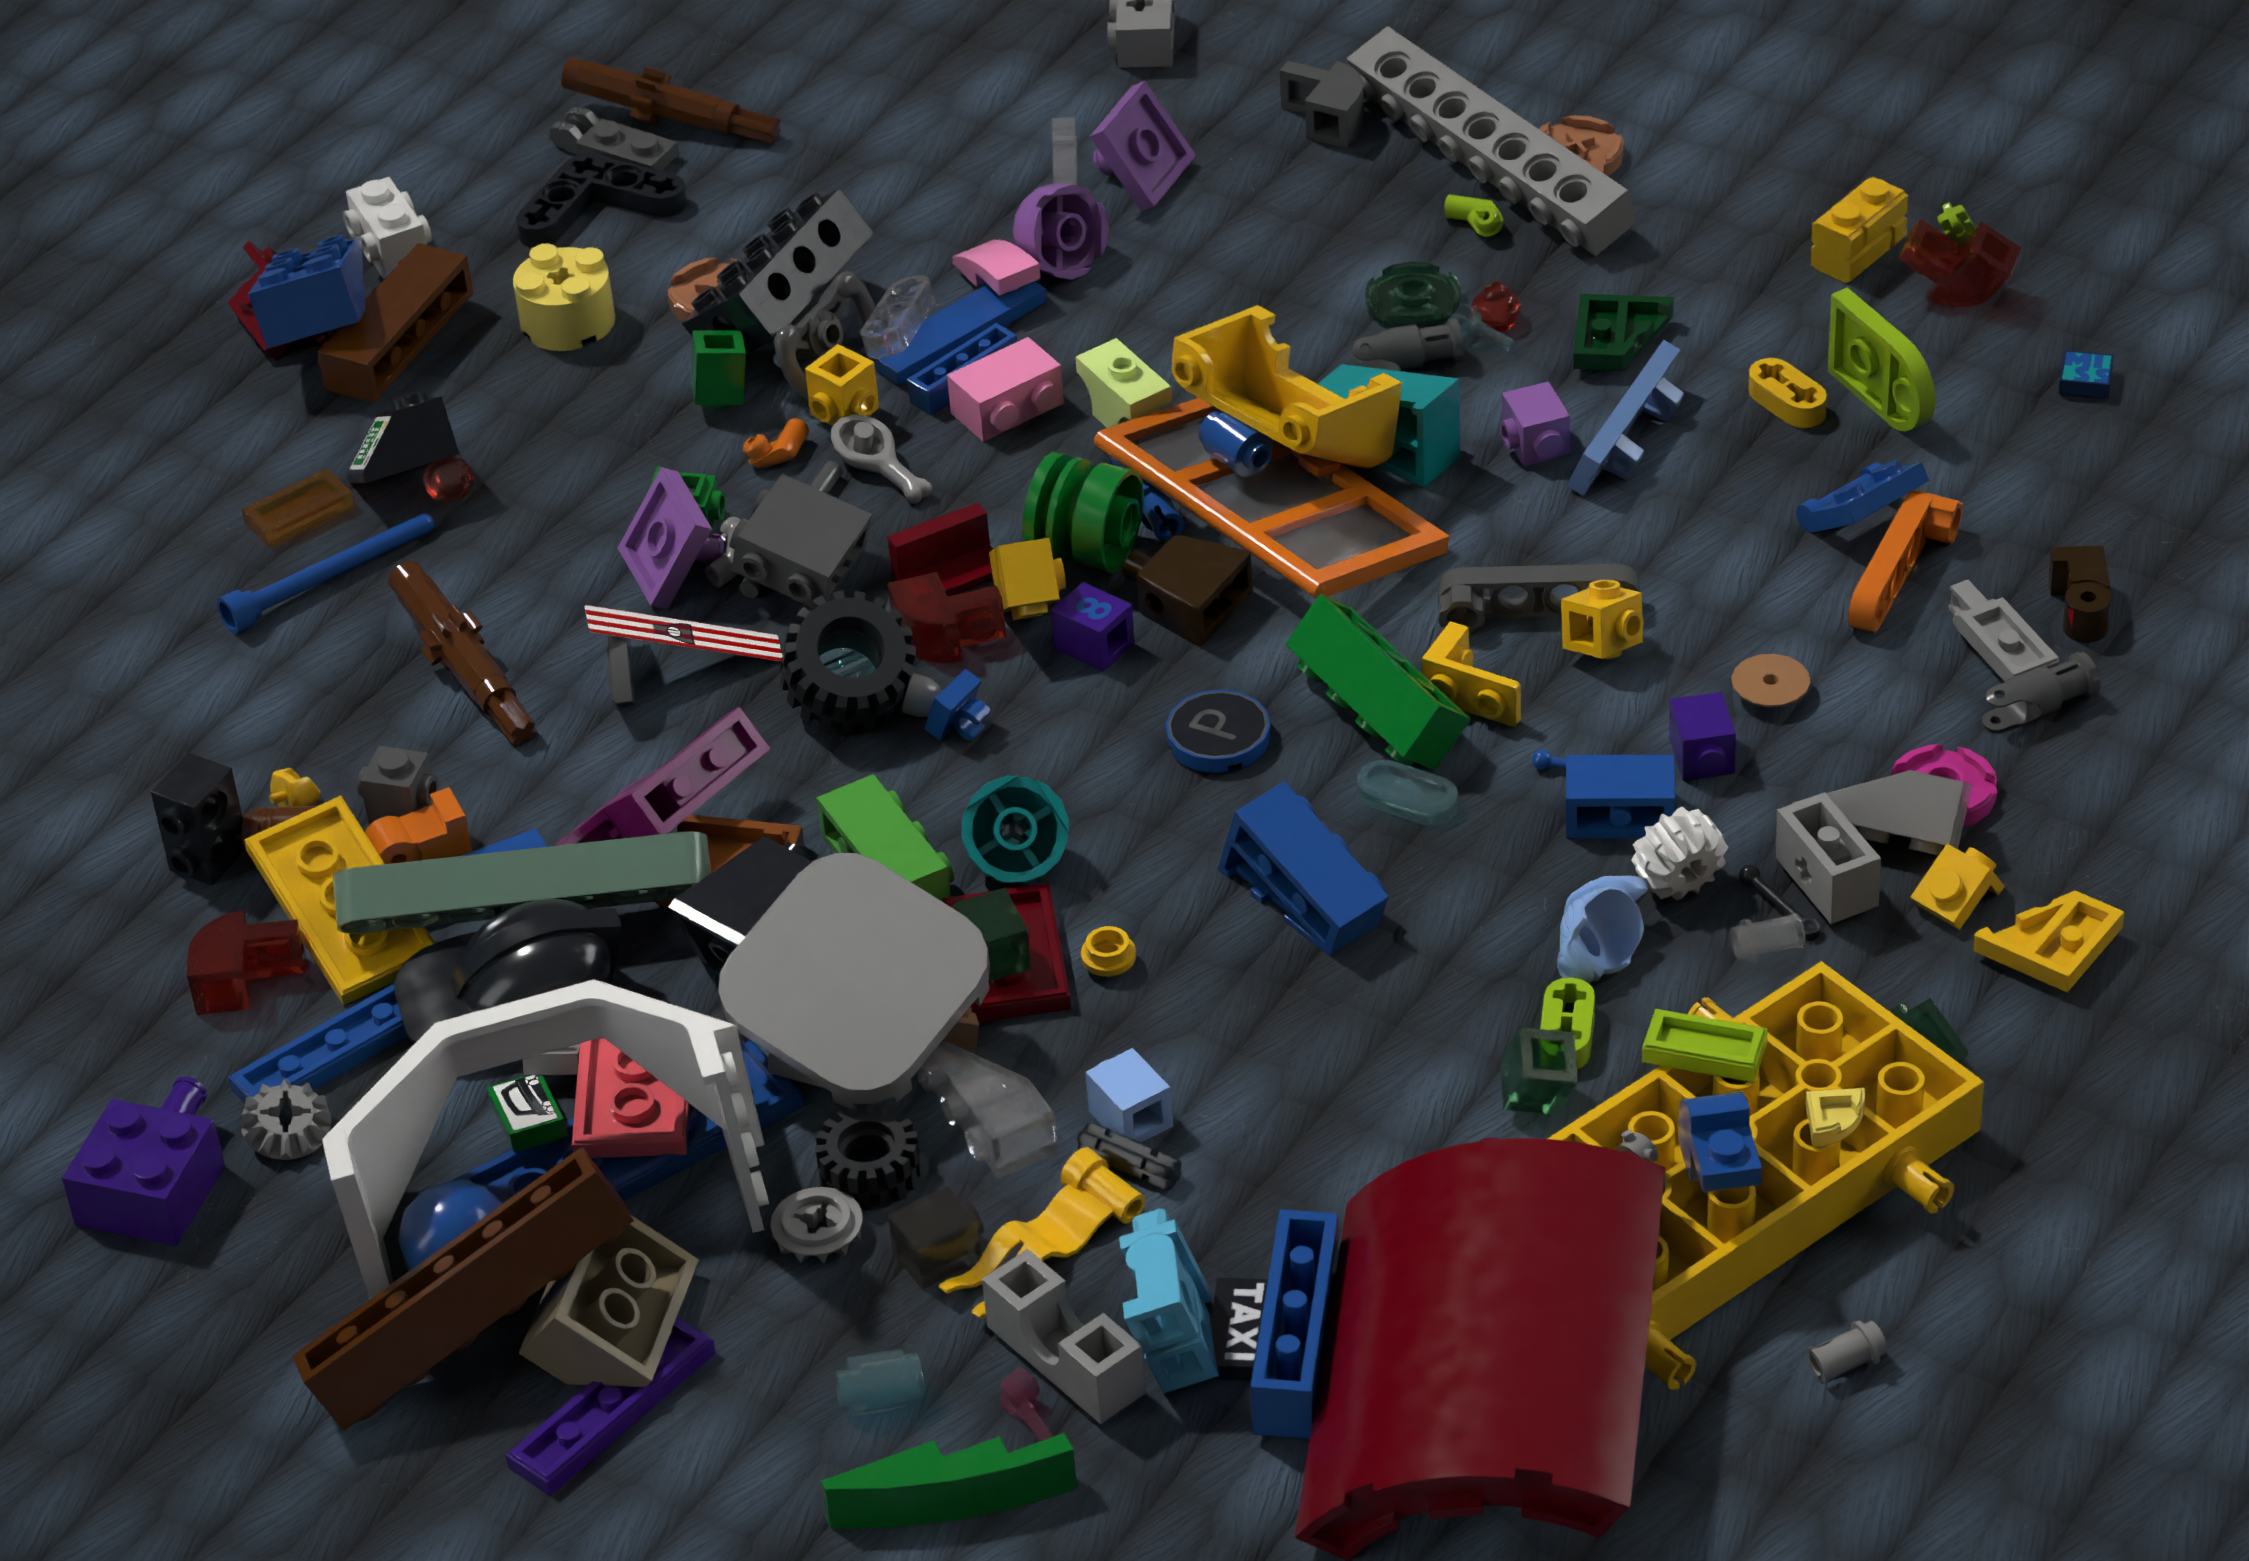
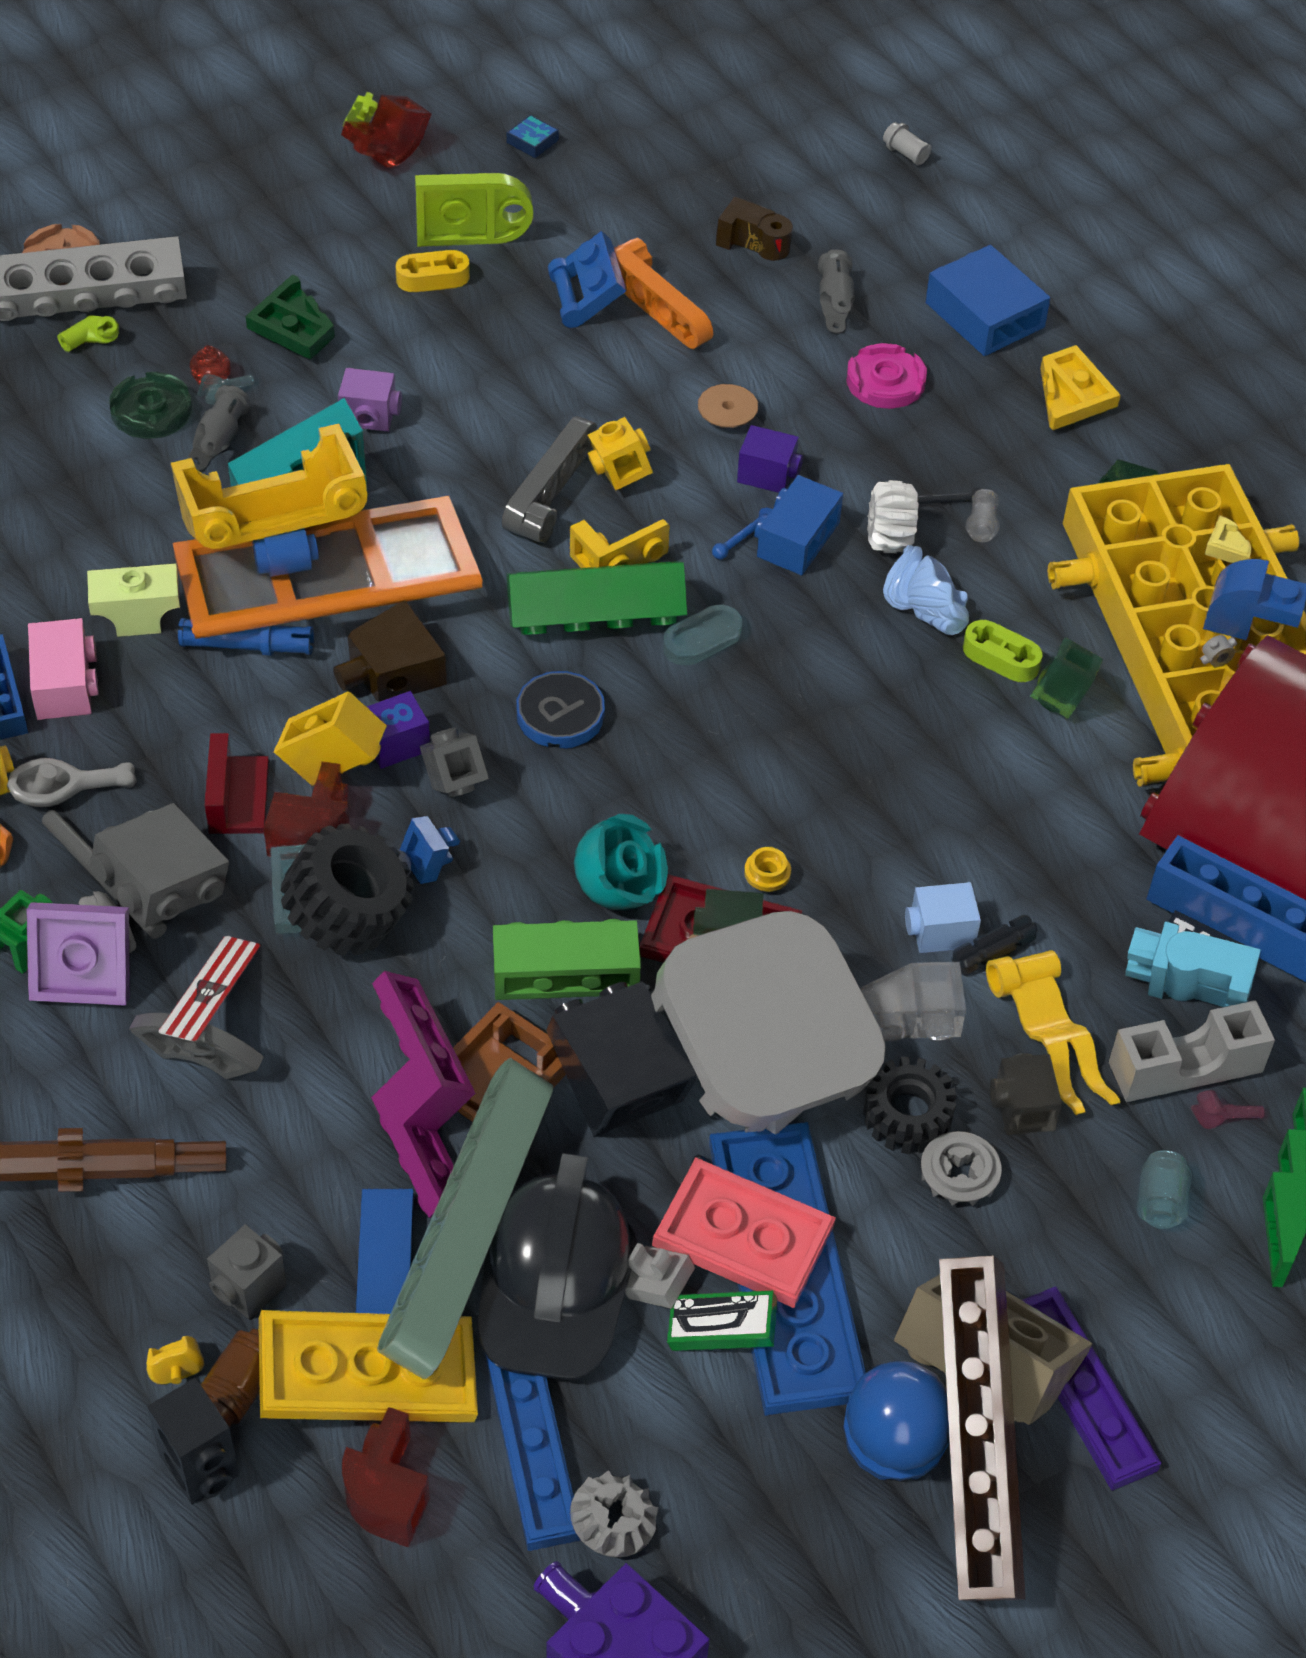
camera: 70 degrees left, 10 degrees up
(385, 1133) = (781, 1405): white panel -> none
(423, 834) = (316, 1269): orange leg -> none
(1069, 674) = (454, 762): none -> dark grey brick
(1084, 510) = (278, 674): green wheel -> none
(1302, 869) = (770, 717): blue wedge -> none
(1610, 446) = (414, 367): medium blue hinge -> none
(1705, 1045) = (1125, 575): lime tile -> none
(1828, 858) = (945, 449): light grey brick -> none
(1859, 229) = (302, 160): yellow brick -> none
(1909, 806) = (913, 394): light grey slope -> none
(1956, 884) = (996, 407): yellow bracket -> none
(1998, 632) = (767, 284): light grey hinge -> none
(2139, 815) = (987, 300): none -> blue brick

